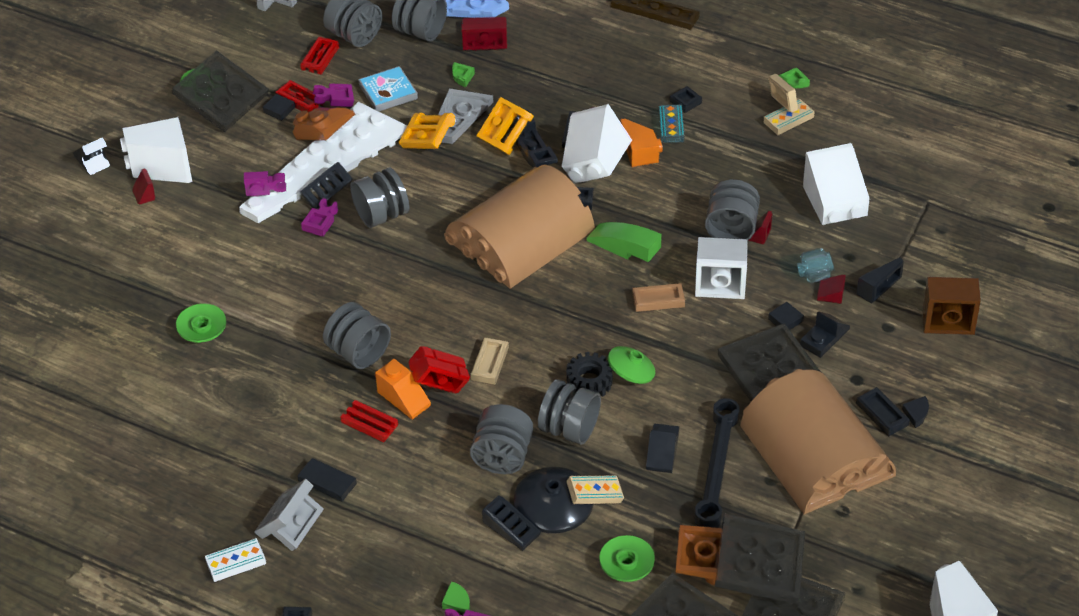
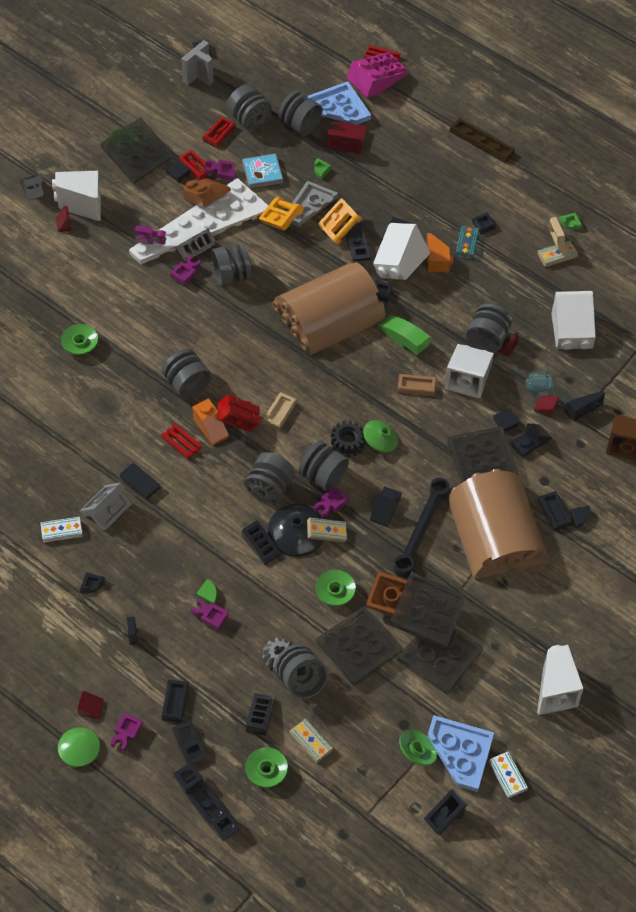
camera: 10 degrees right, 10 degrees up
(590, 453) = (332, 500): none -> magenta plate

